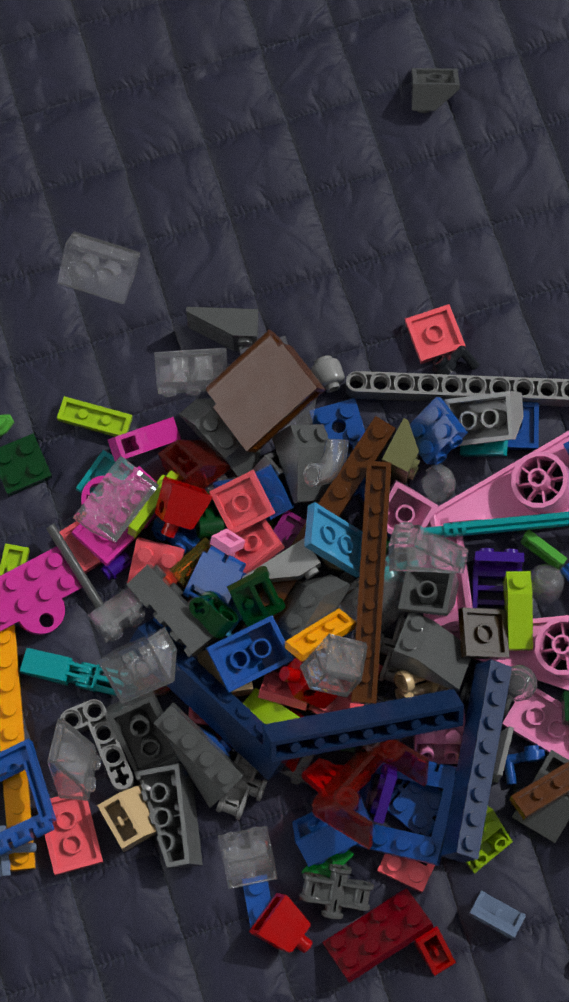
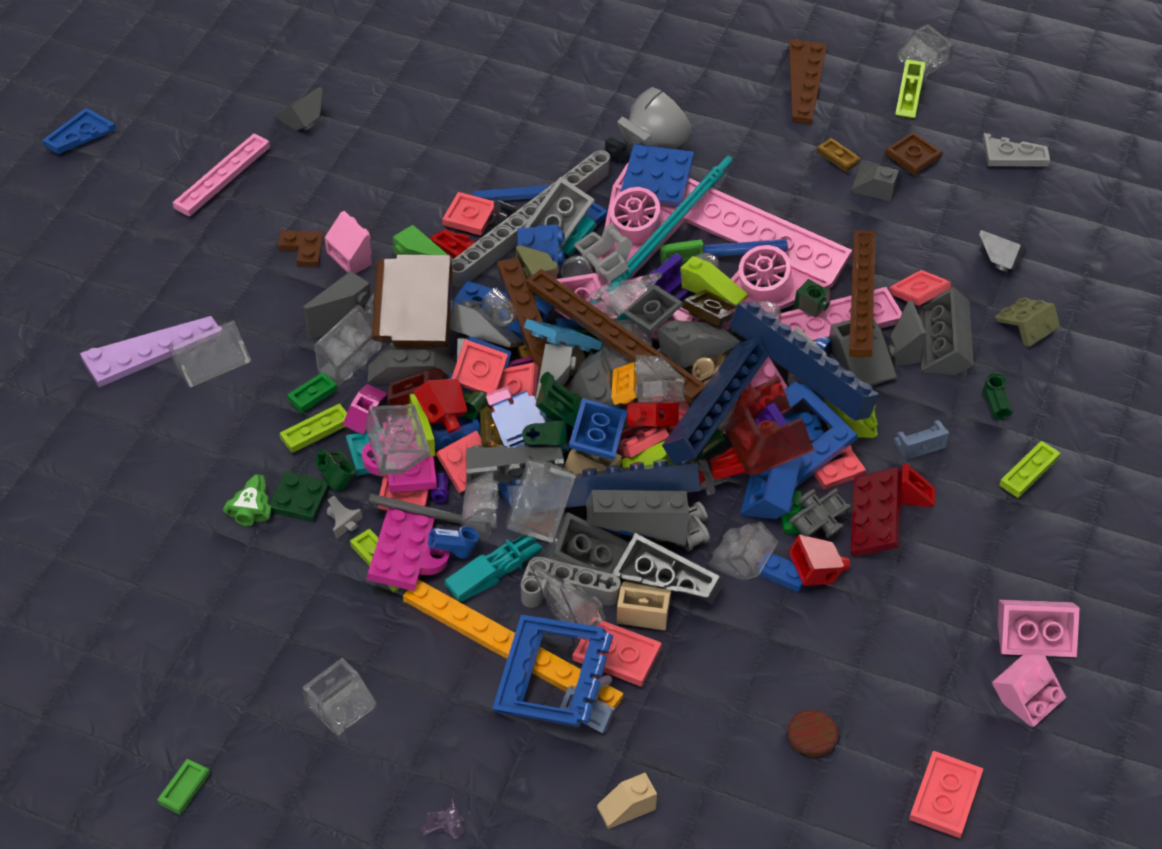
camera: 50 degrees left, 25 degrees down
(24, 518) = (344, 518): none -> light grey piece
(49, 208) = (134, 354): none -> lavender wing
(64, 621) = (459, 542): none -> blue piece
(67, 466) = (335, 468): none -> dark green piece
(128, 382) = (312, 392): none -> green plate
(285, 233) = (306, 243): none -> reddish brown plate
(300, 93) = (221, 175): none -> bright pink plate
(304, 272) = (349, 244): none -> bright pink slope
(352, 328) = (414, 242): none -> bright green slope
(387, 353) = (452, 243): none -> red wing
(467, 512) = (614, 263): none -> light grey bar
(492, 347) = (510, 194): none -> blue axle

